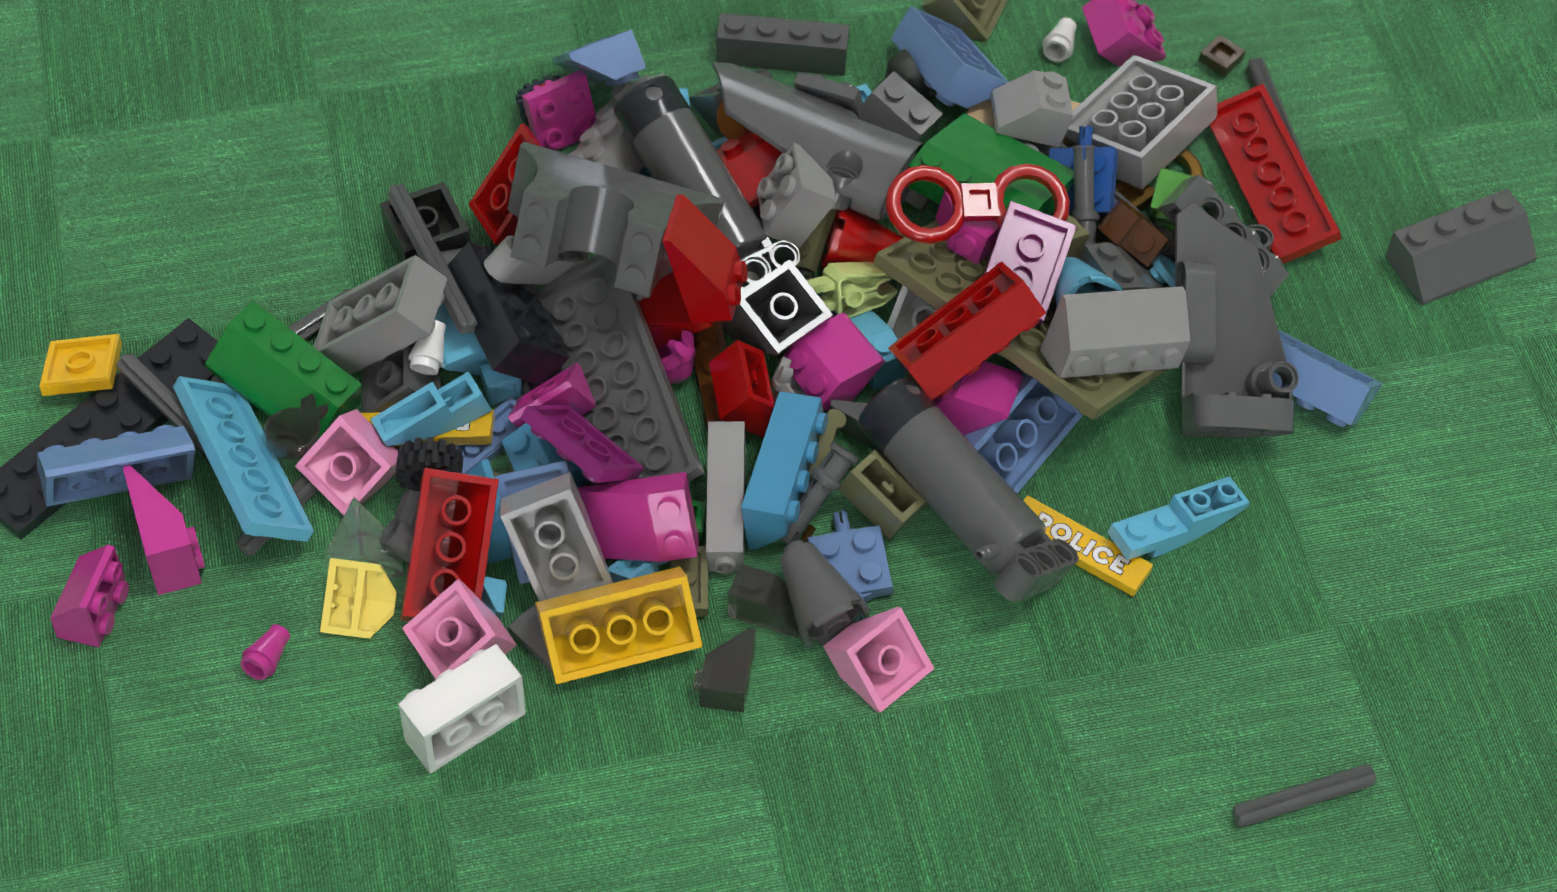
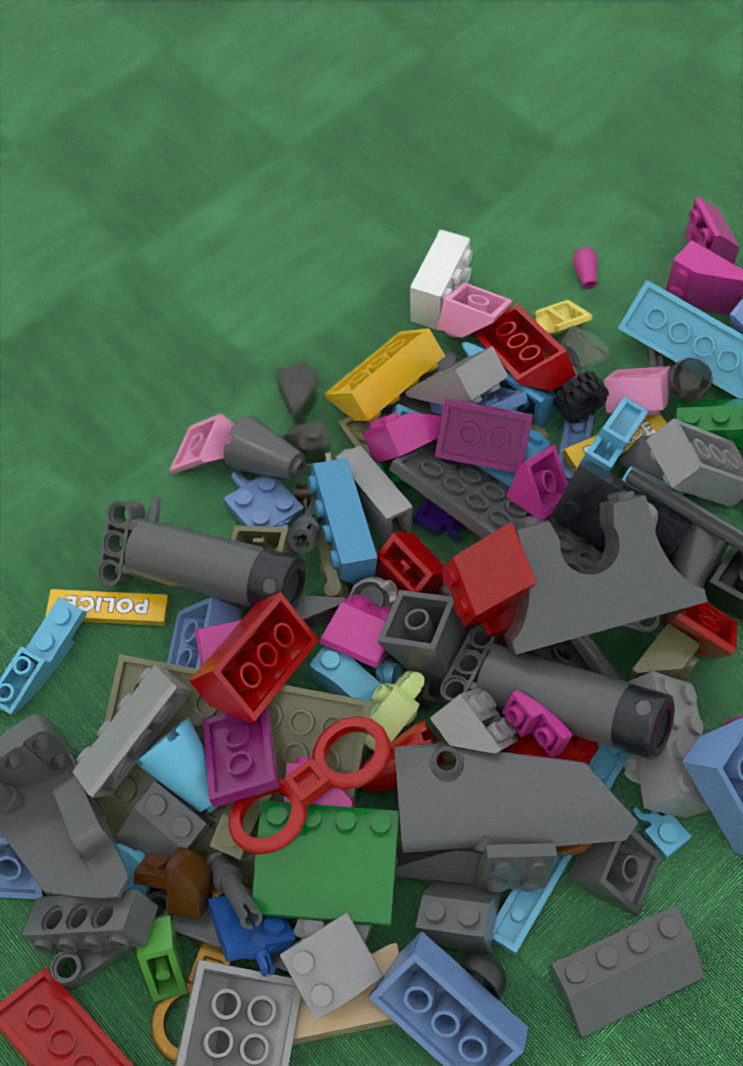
camera: 155 degrees right, 5 degrees up
(428, 353) = (643, 461): white cone -> none
(738, 169) = (531, 717): none -> dark pink slope

